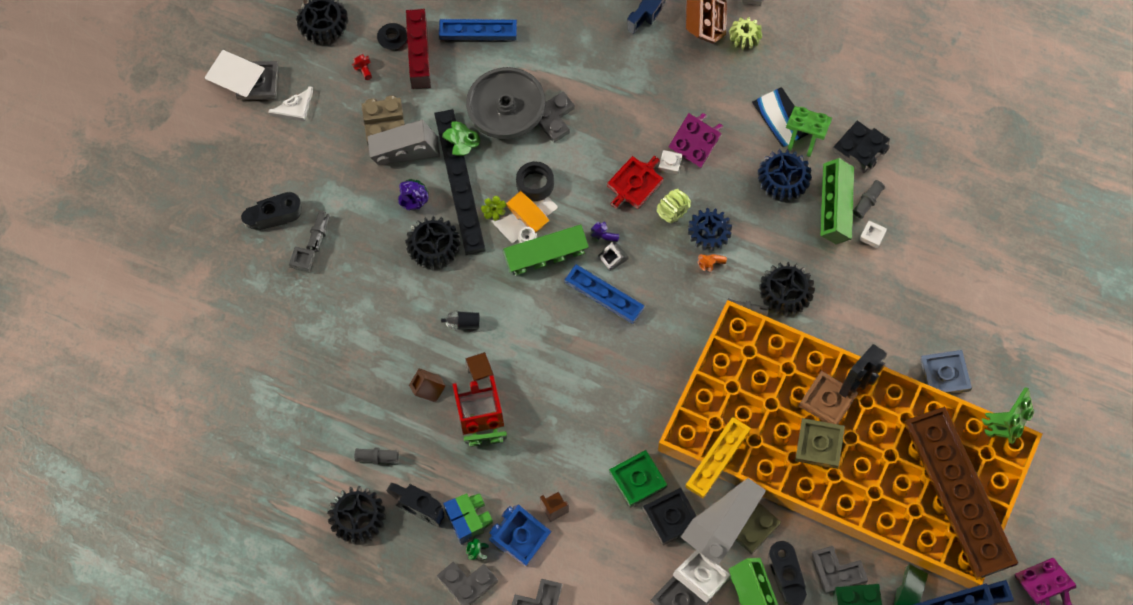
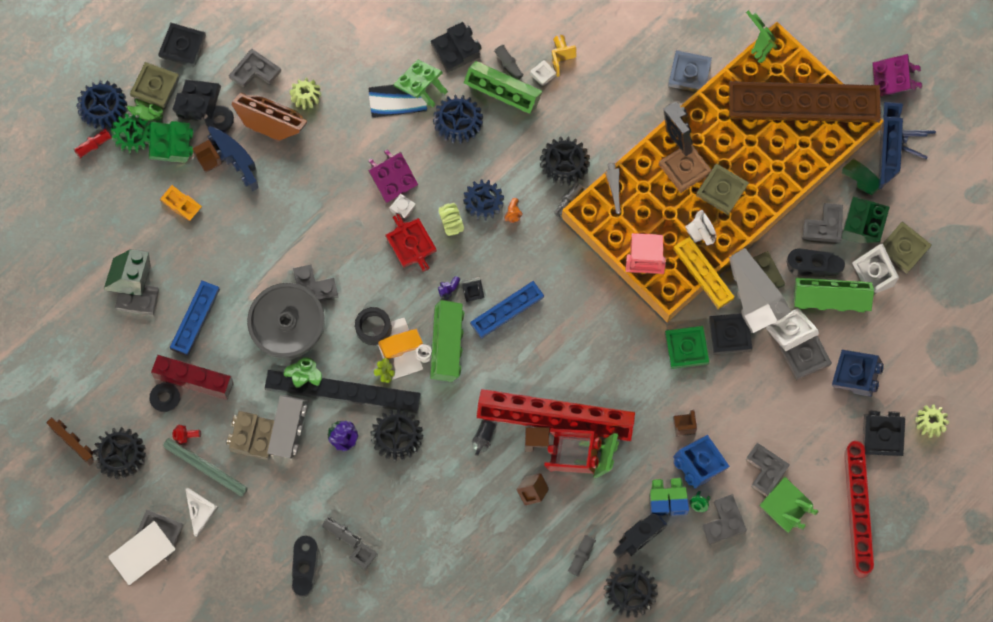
camera: 70 degrees left, 5 degrees up
(337, 95) = (205, 467): none -> sand green axle
(511, 378) = (554, 414): none -> red brick
(710, 390) = (646, 254): none -> coral plate
(764, 435) = (701, 229): none -> white piece
(781, 334) = (613, 180): none -> light grey piece
(903, 244) = (562, 52): none -> yellow bracket

